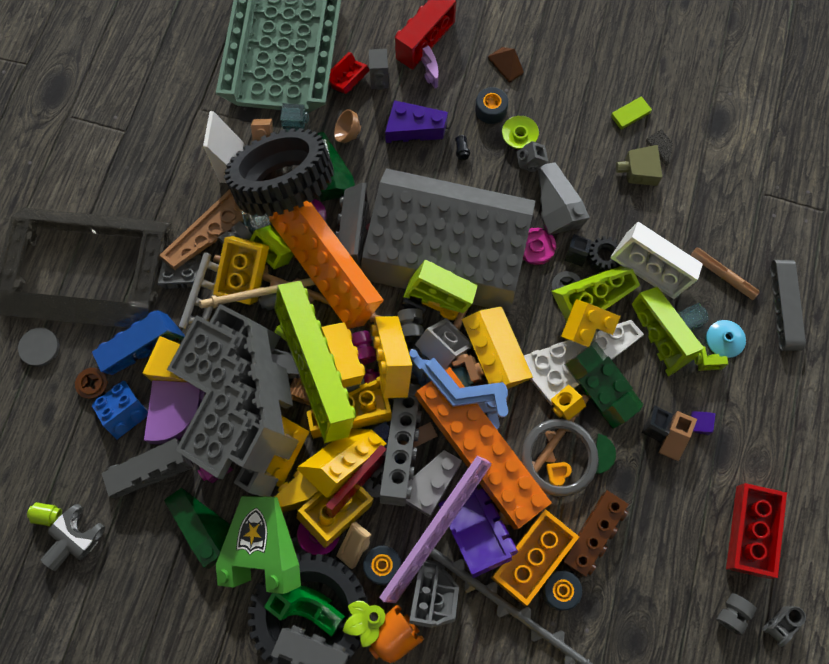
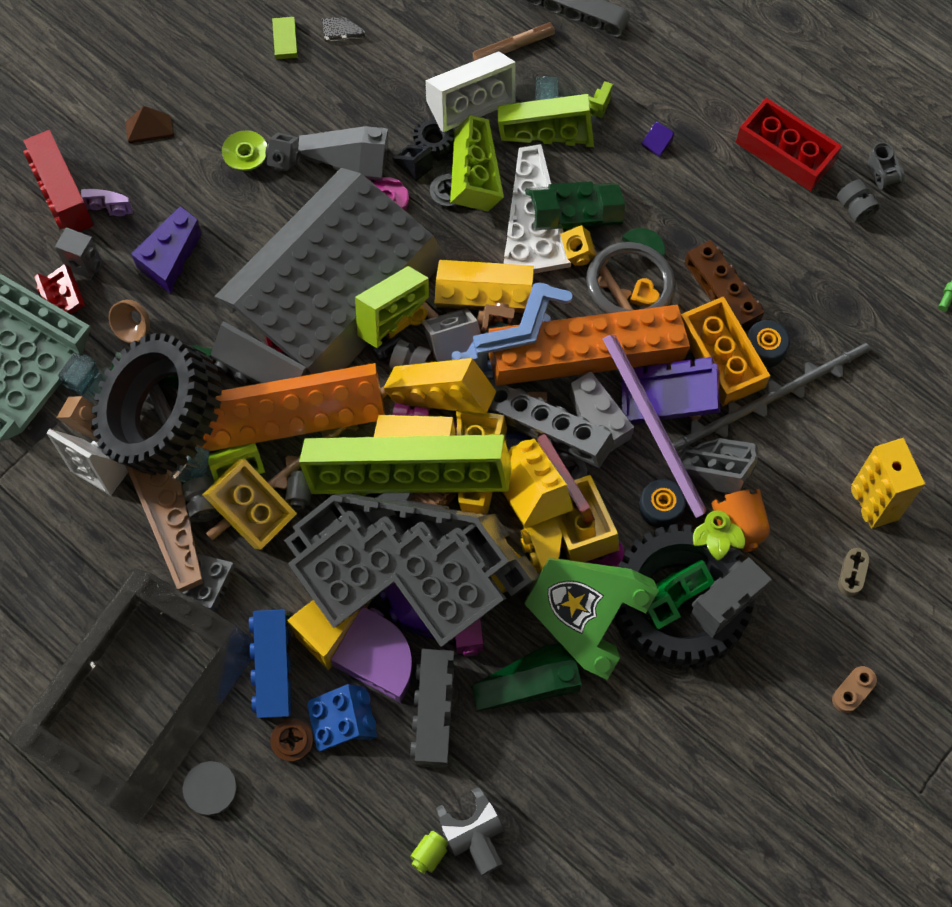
camera: 65 degrees left, 5 degrees down
(198, 283) = (256, 575): light grey bar -> none
(215, 301) = (280, 538): tan bar -> none
(354, 545) = (627, 519): tan tile -> none
(462, 147) = (226, 216): black pin -> none
(491, 105) = (194, 163): black wheel -> none
(585, 320) = (504, 183): yellow brick -> none
(642, 166) = (354, 56): olive torso -> none
(658, 424) = (641, 178): black slope -> none
(679, 435) = (661, 164): medium nougat slope -> none
(720, 344) = (580, 84): medium azure dish -> none

